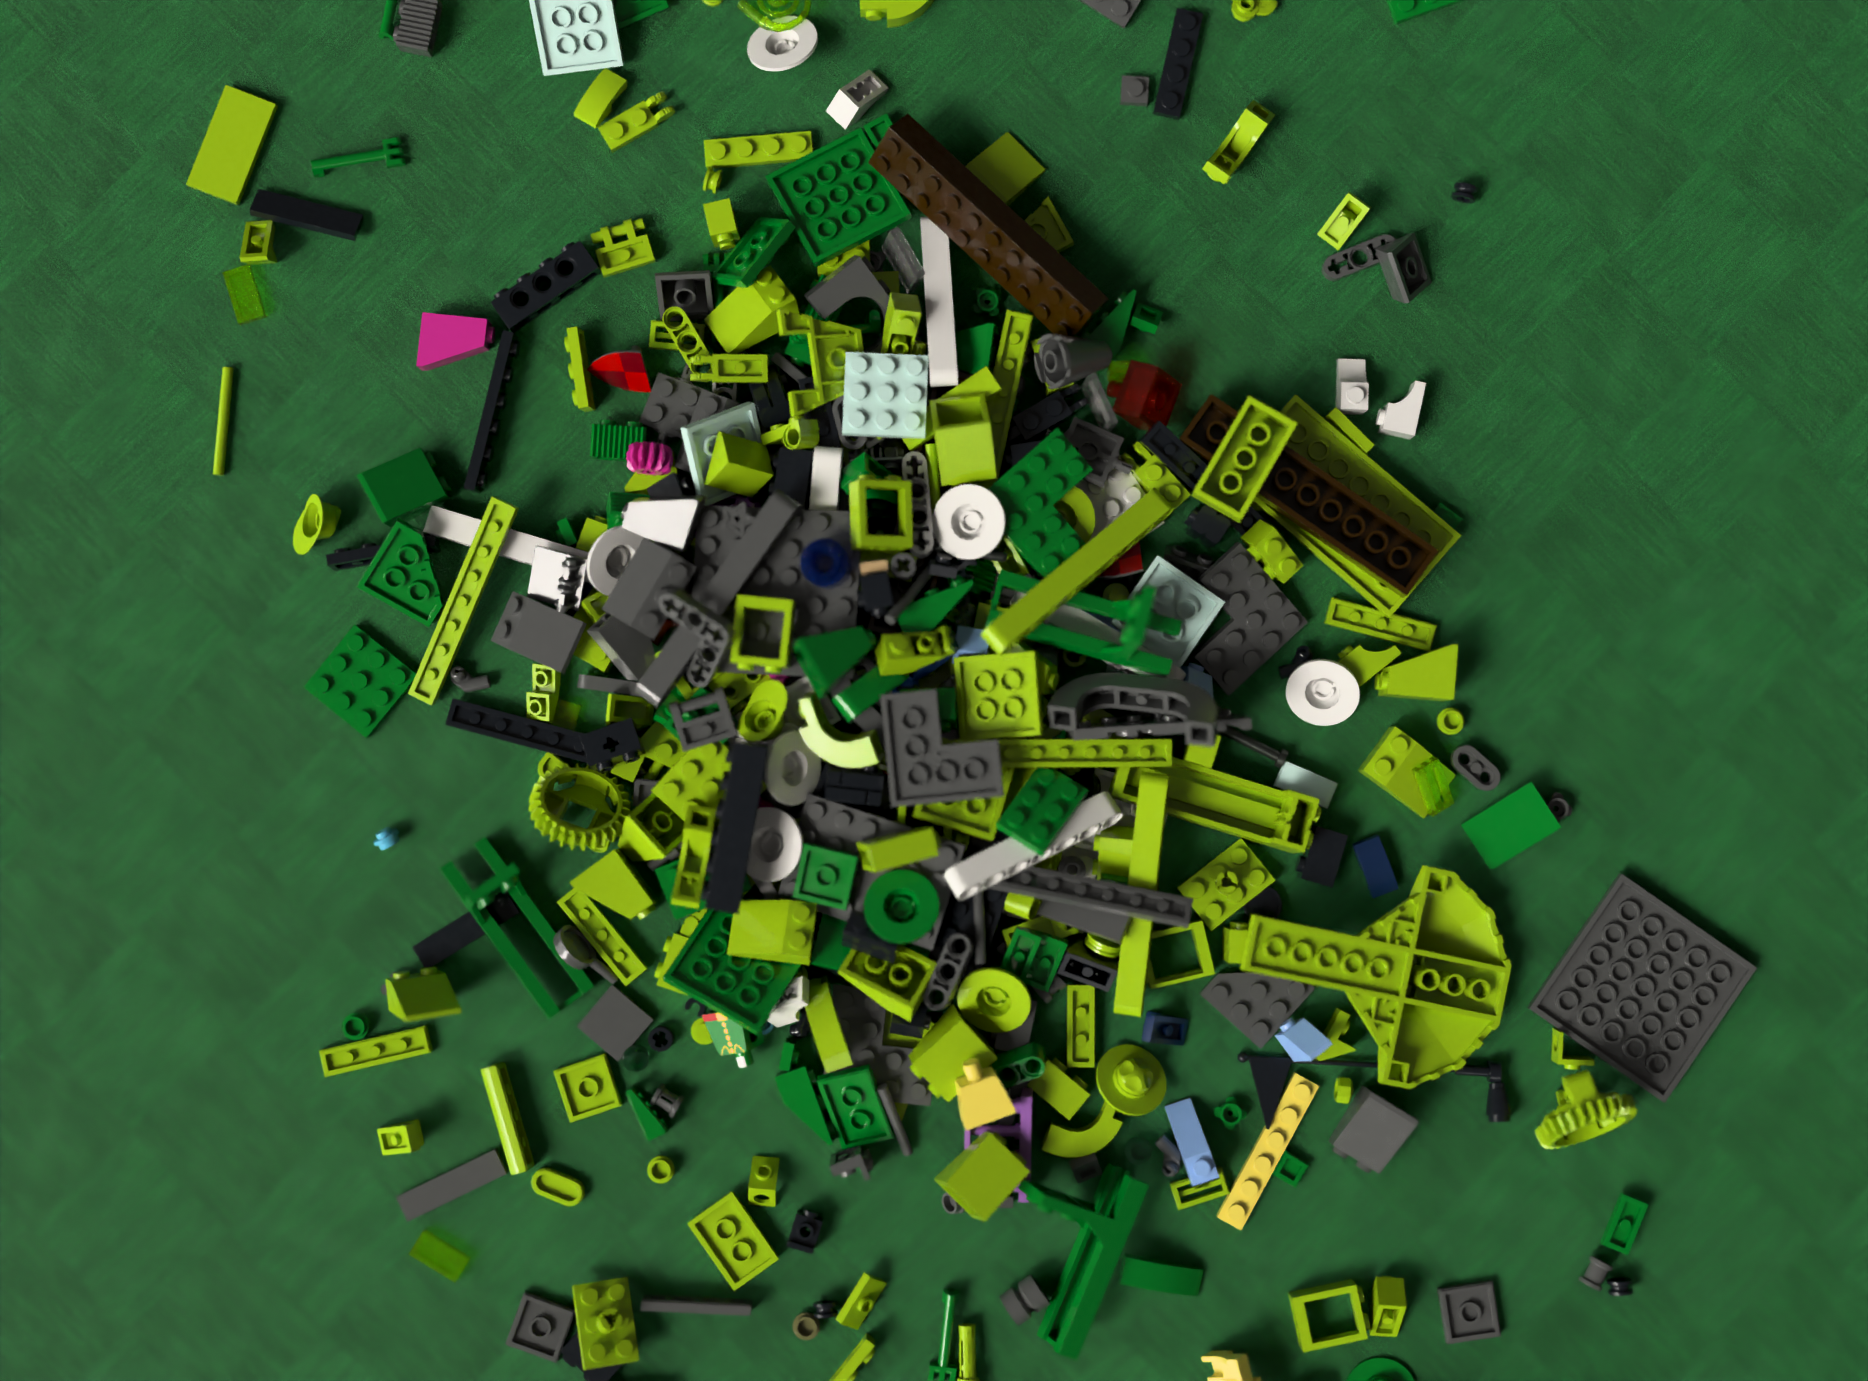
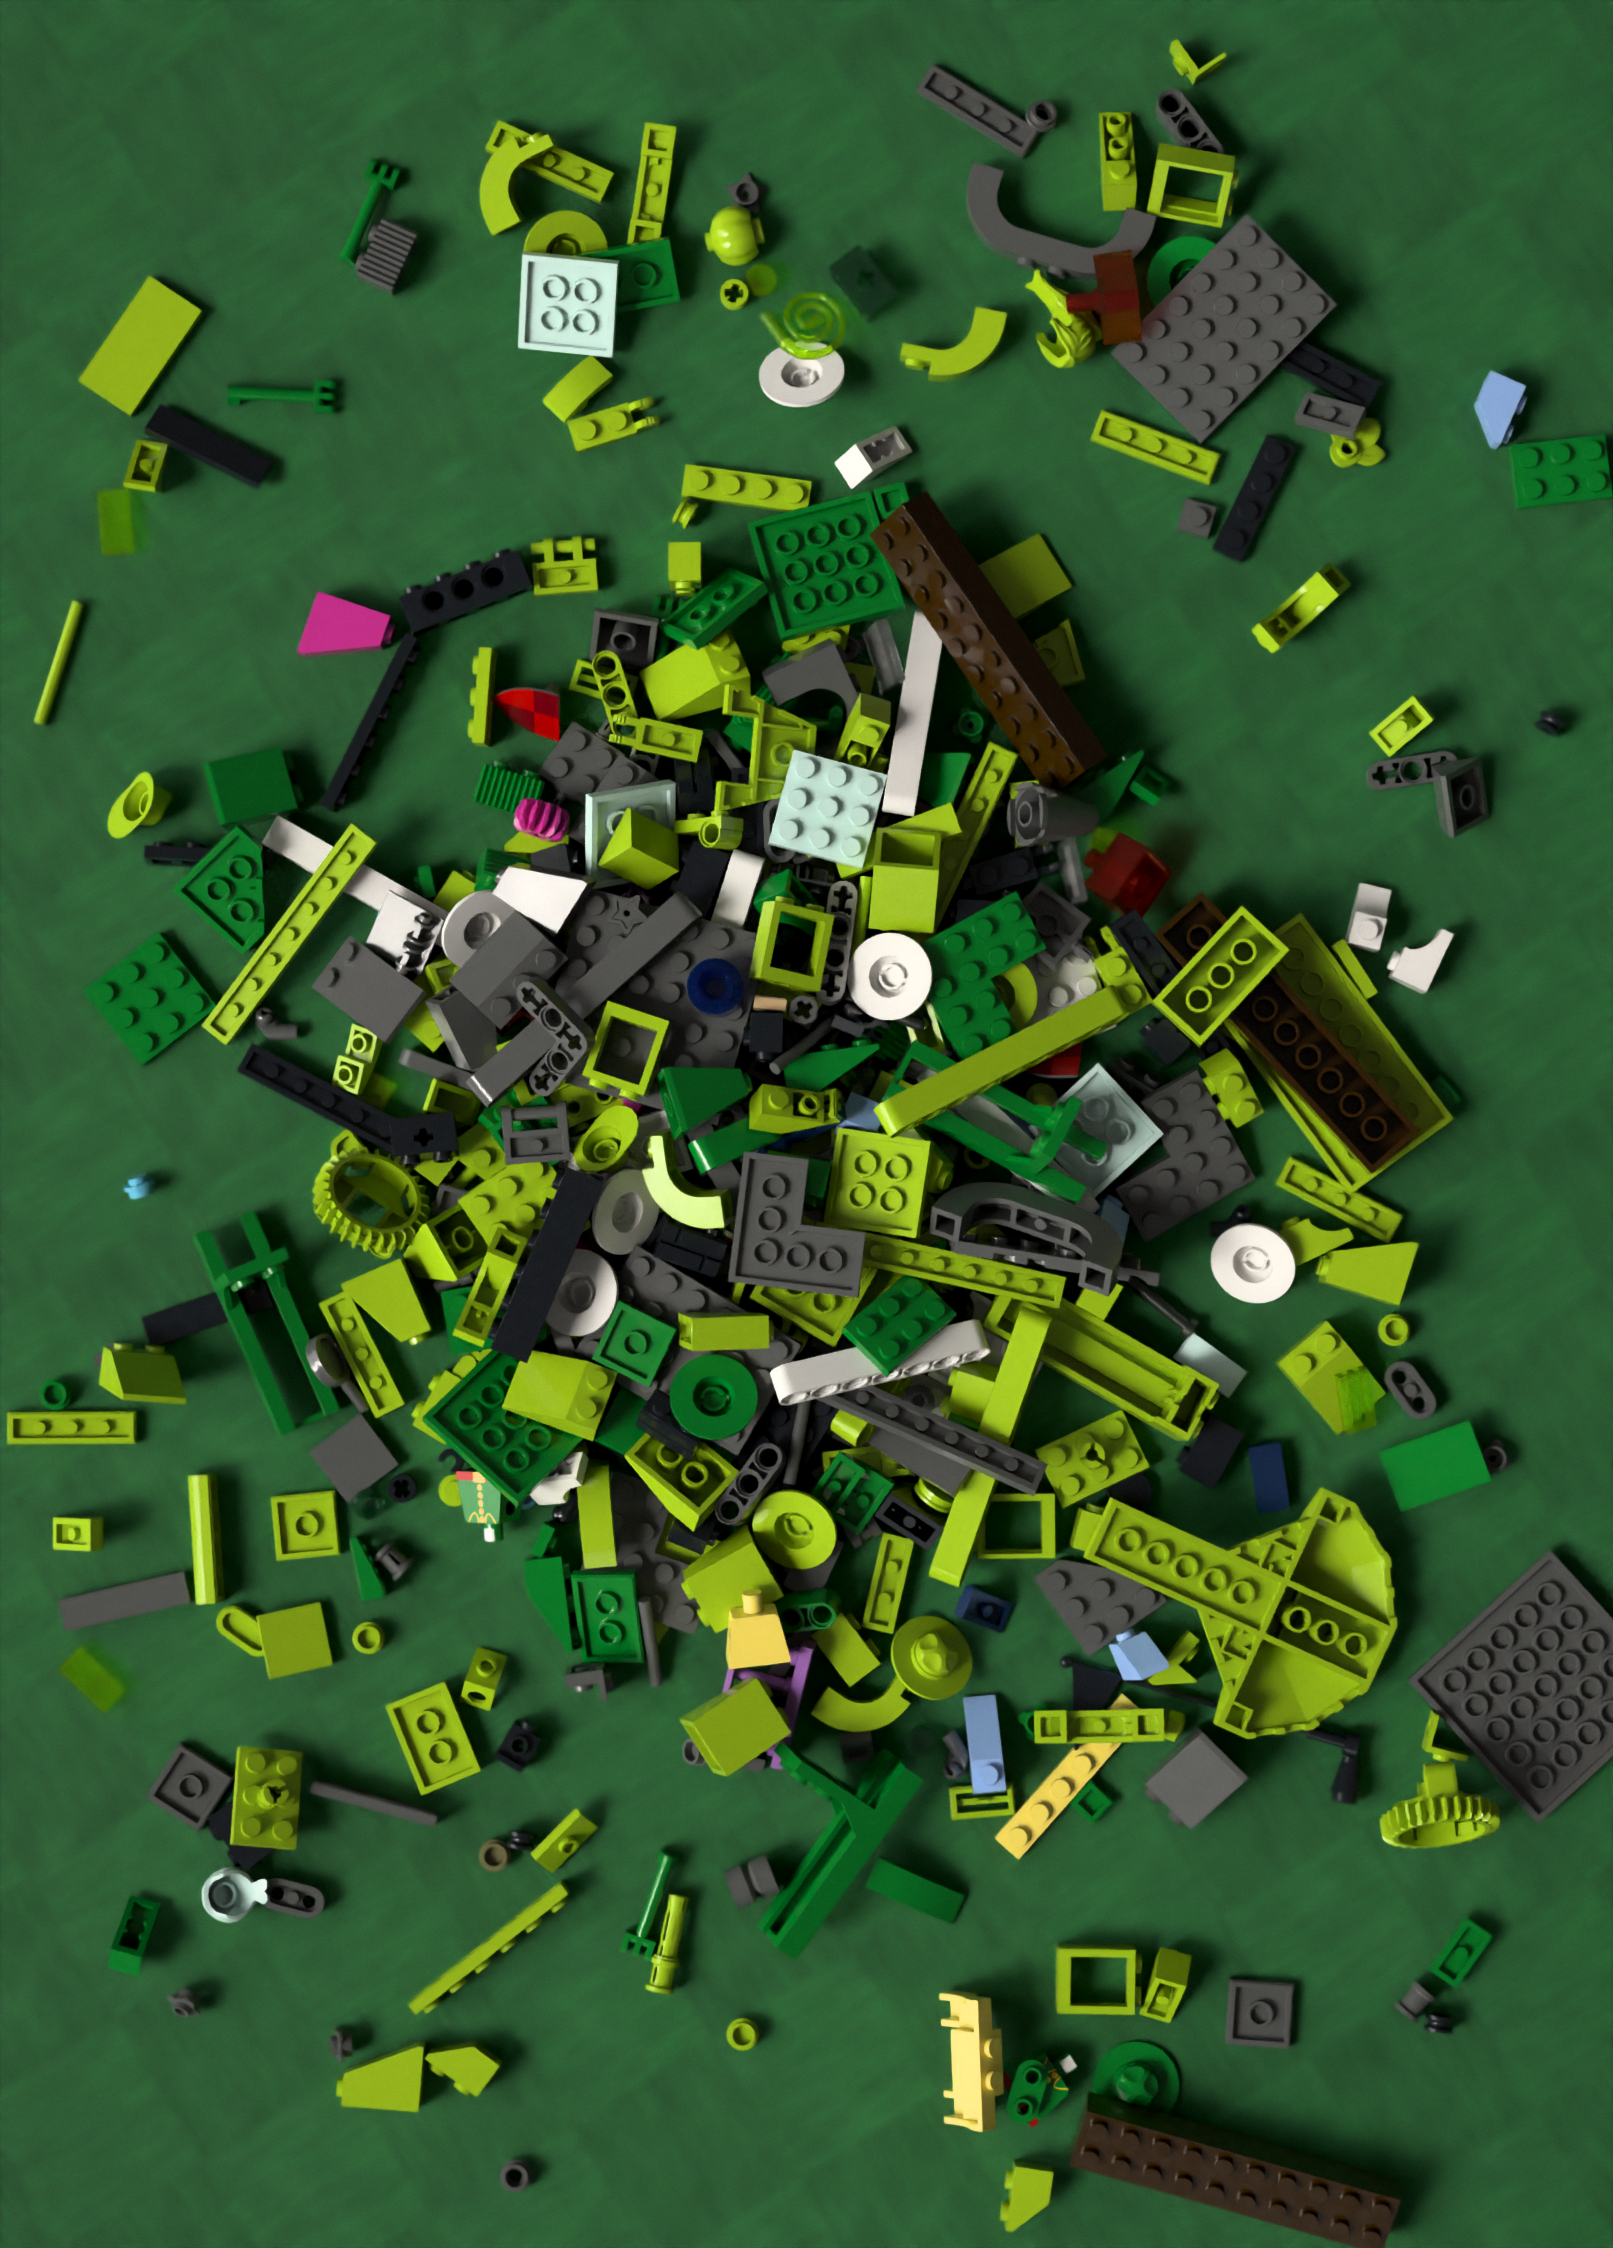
camera: 10 degrees right, 0 degrees up
(599, 1185) = (294, 1640): none -> lime tile
(1087, 40) = (1155, 447): none -> lime tile
(1284, 1105) = (1099, 1726): none -> lime slope

